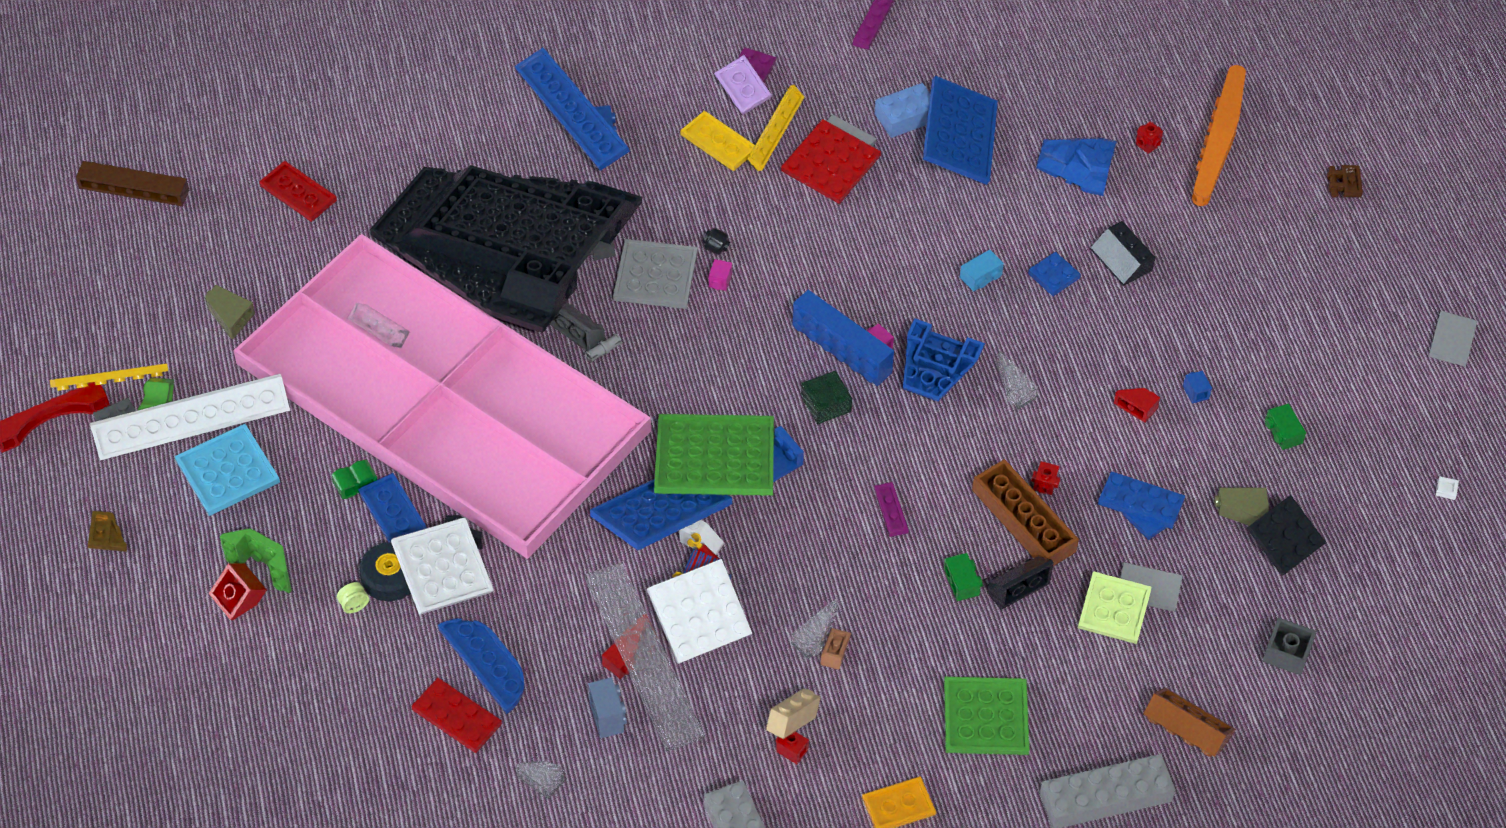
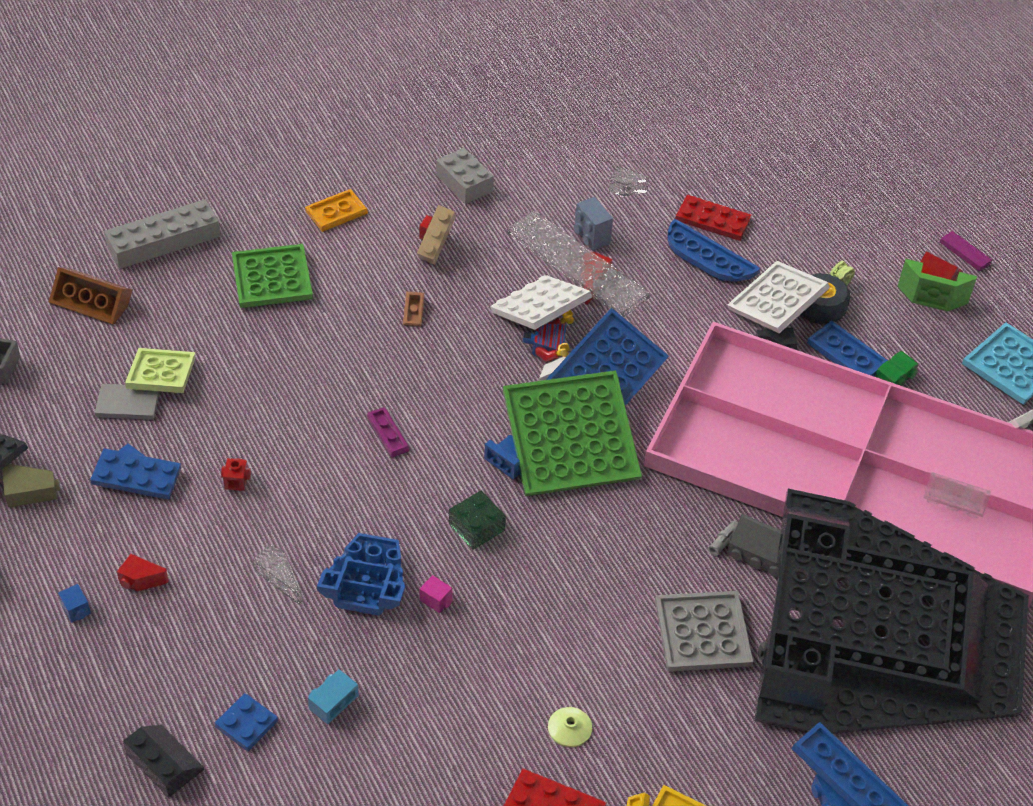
camera: 165 degrees right, 5 degrees down
(190, 617) = (965, 251): none -> magenta tile
(716, 241) = (650, 680): black head -> none
(720, 275) = (631, 639): dark pink brick -> none
(791, 228) = (567, 734): none -> yellowish green dish
(813, 634) = (436, 310): clear slope -> none
(843, 338) = (476, 577): blue brick -> none
(962, 576) = (308, 376): green brick -> none
(1020, 581) = (252, 374): black slope -> none
(1024, 513) = (254, 434): dark orange brick -> none

